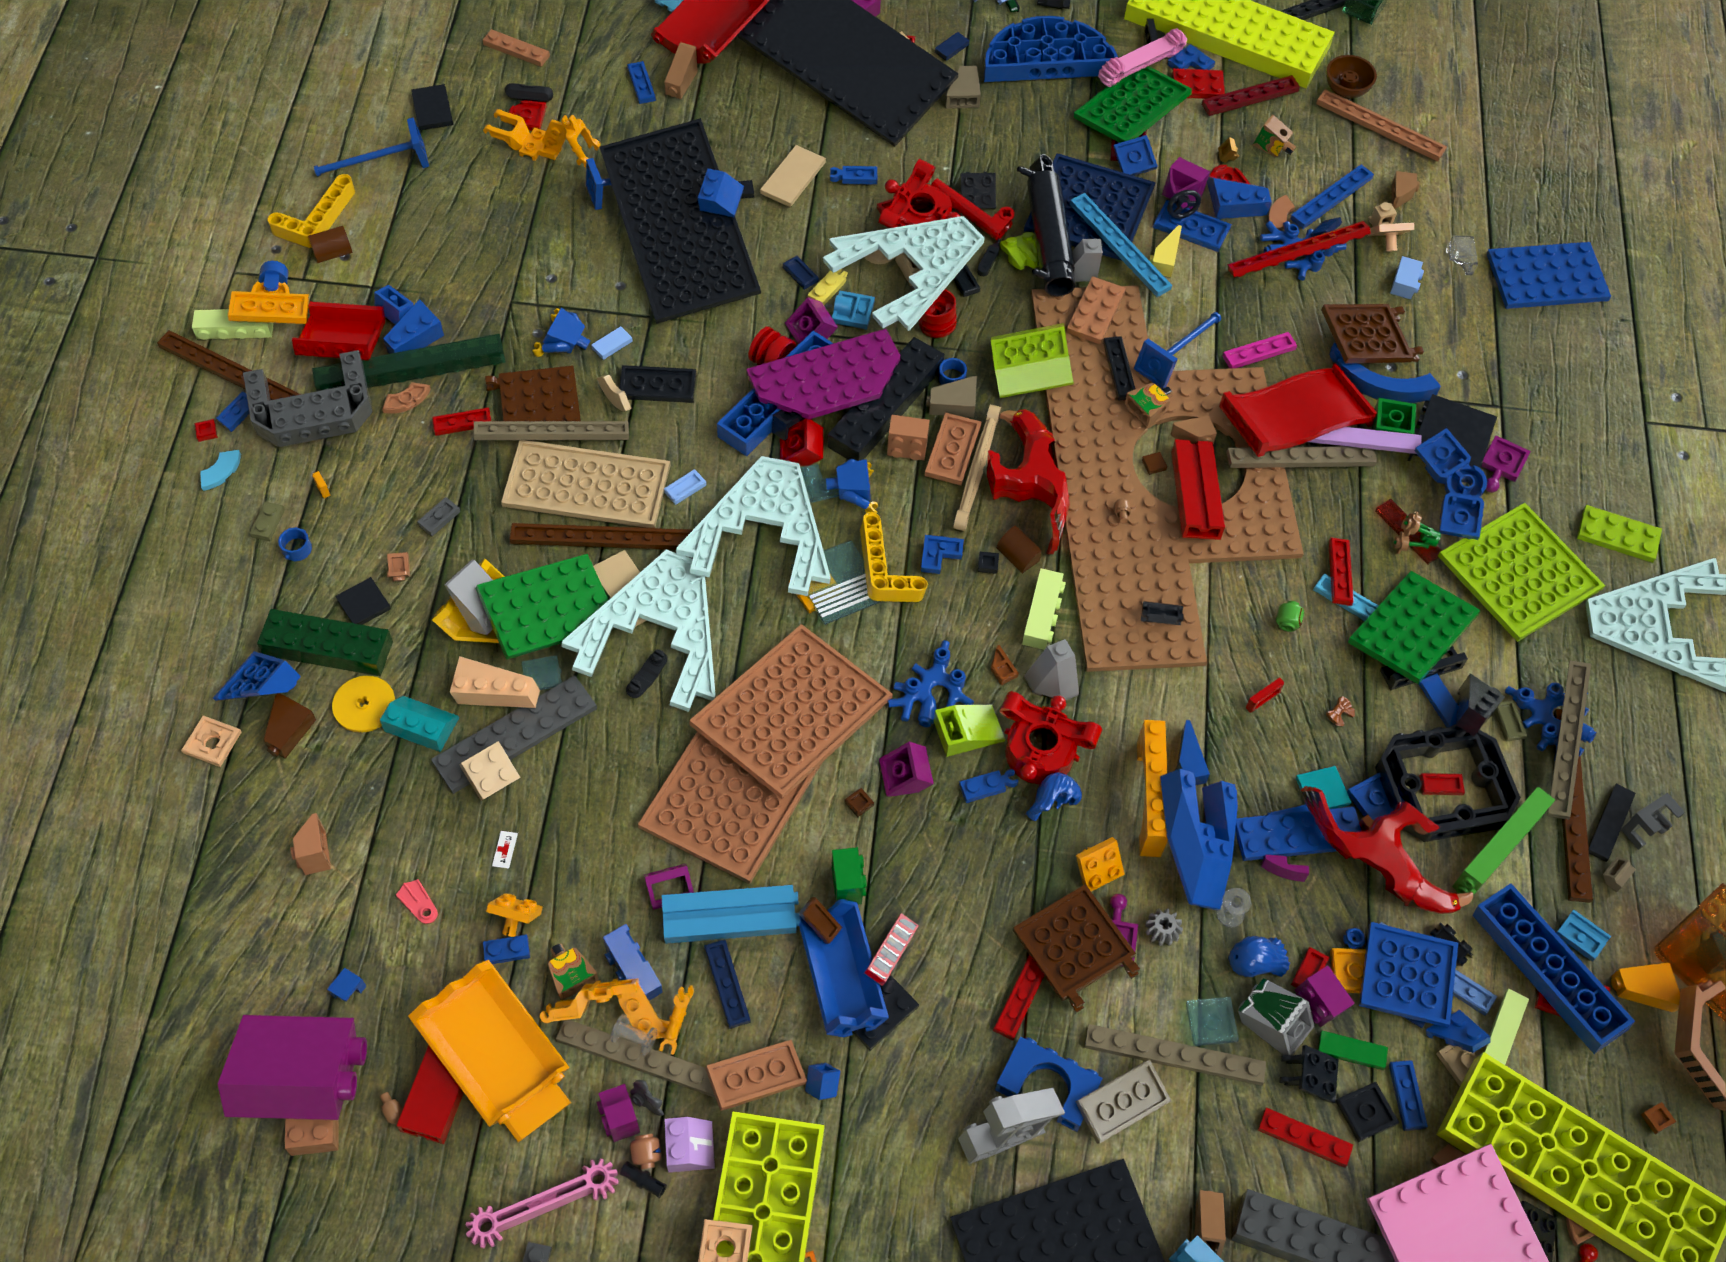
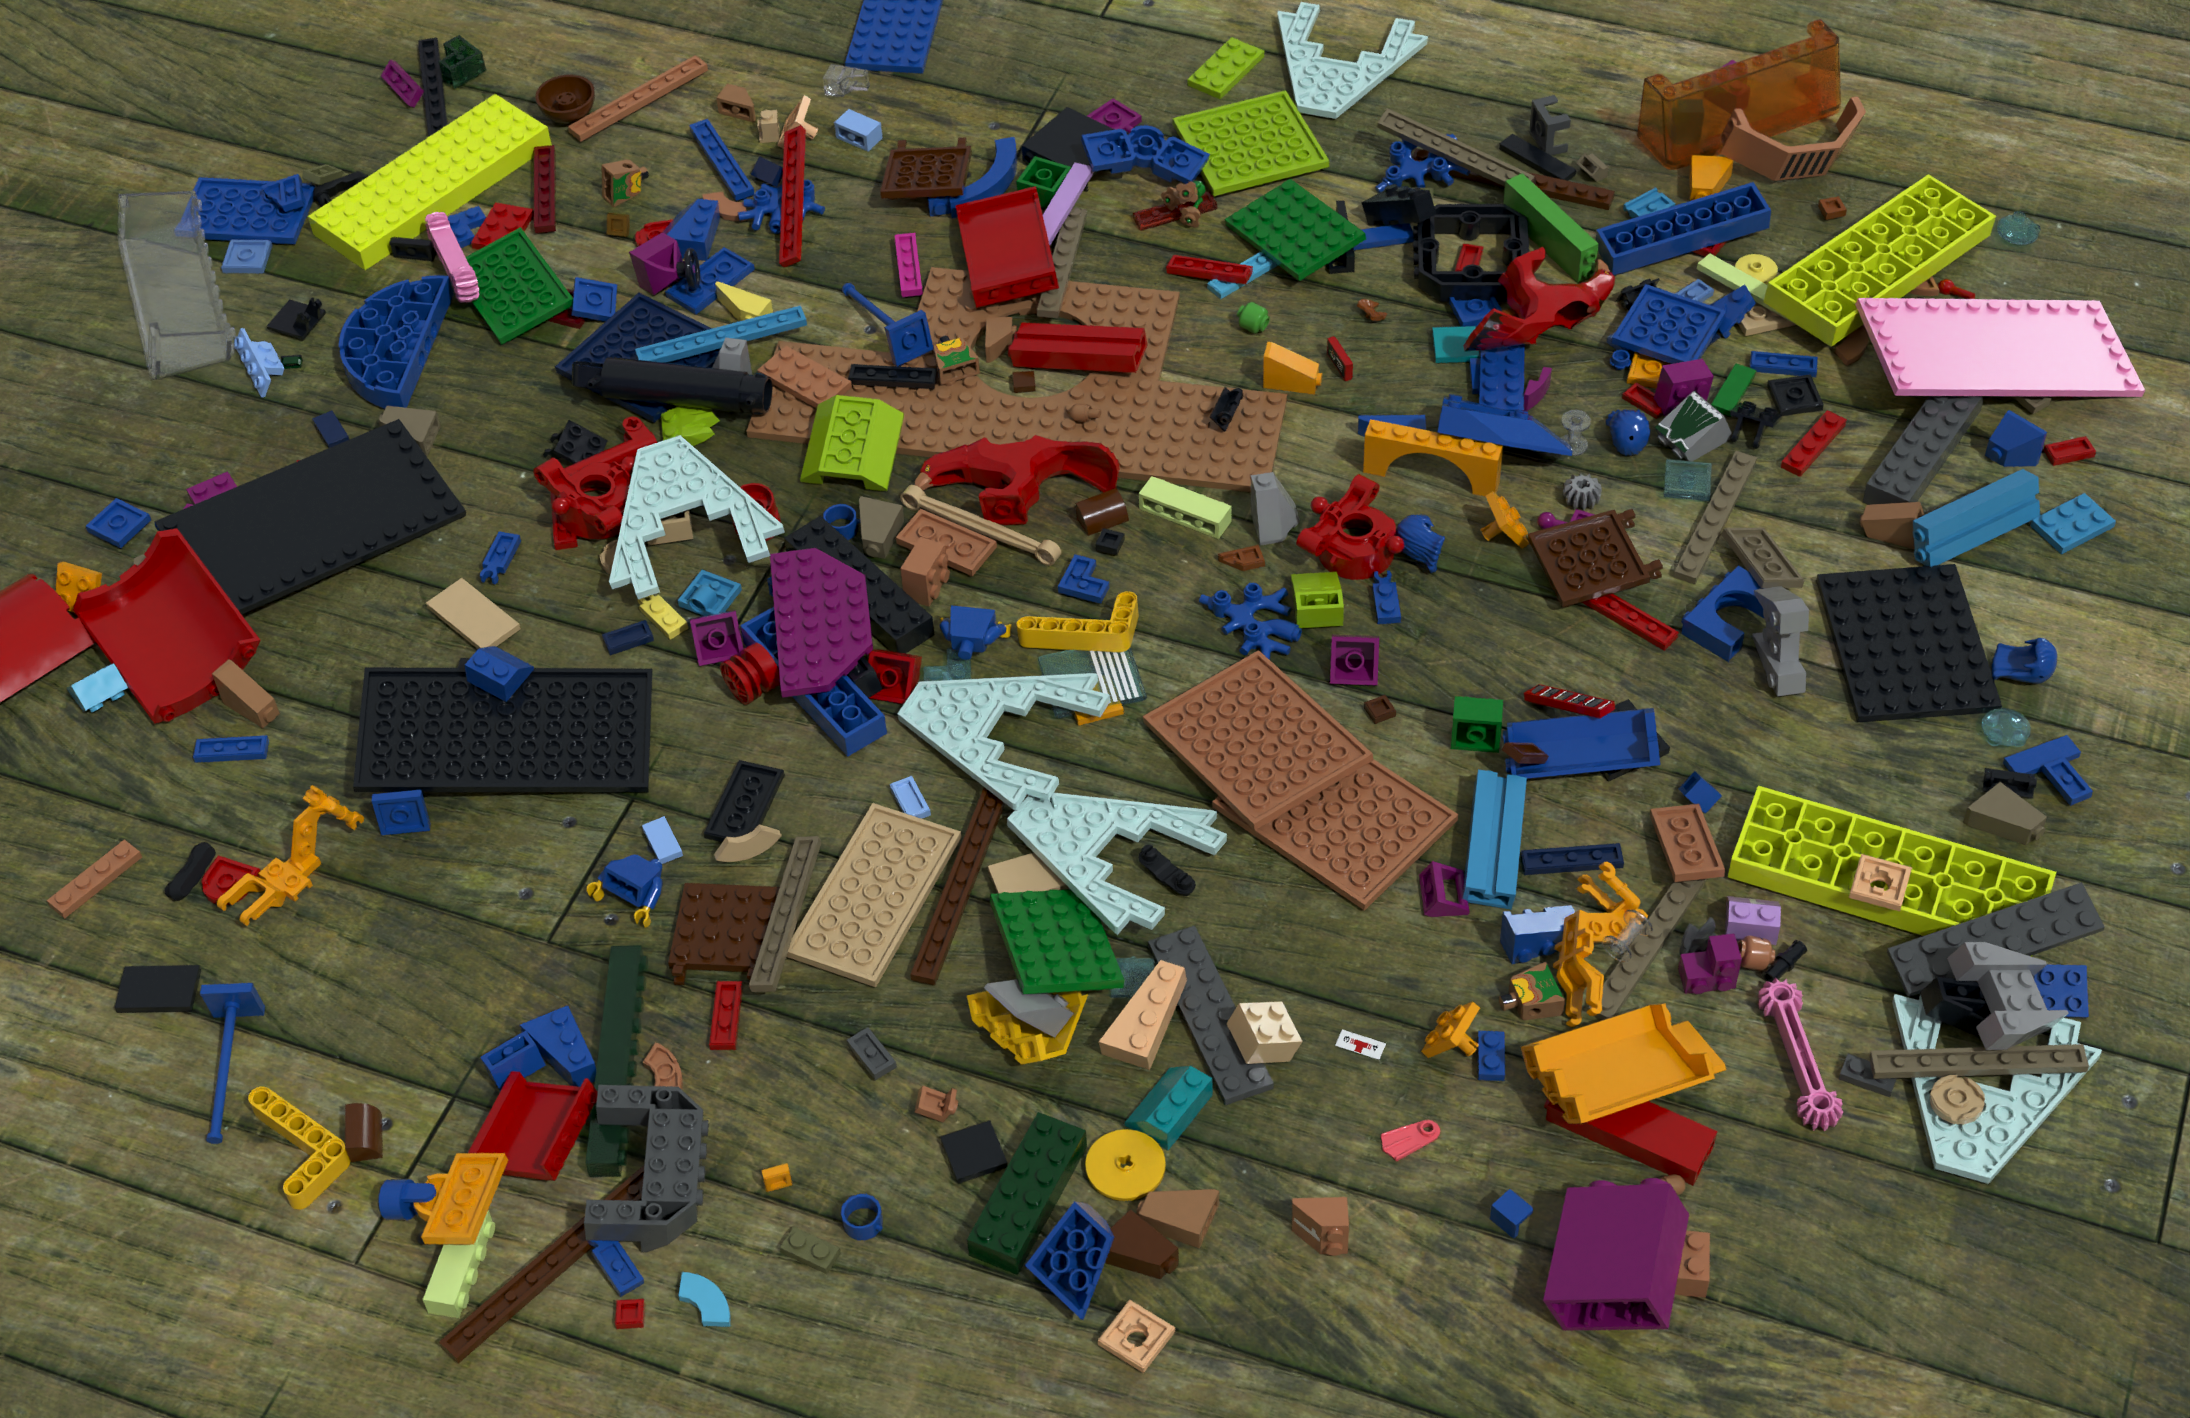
camera: 70 degrees left, 10 degrees down
(318, 748) = (1180, 1214): none -> medium nougat slope
(1230, 655) = (1289, 371): none -> light orange slope
(1529, 1061) = (1758, 266): none -> light yellow plate

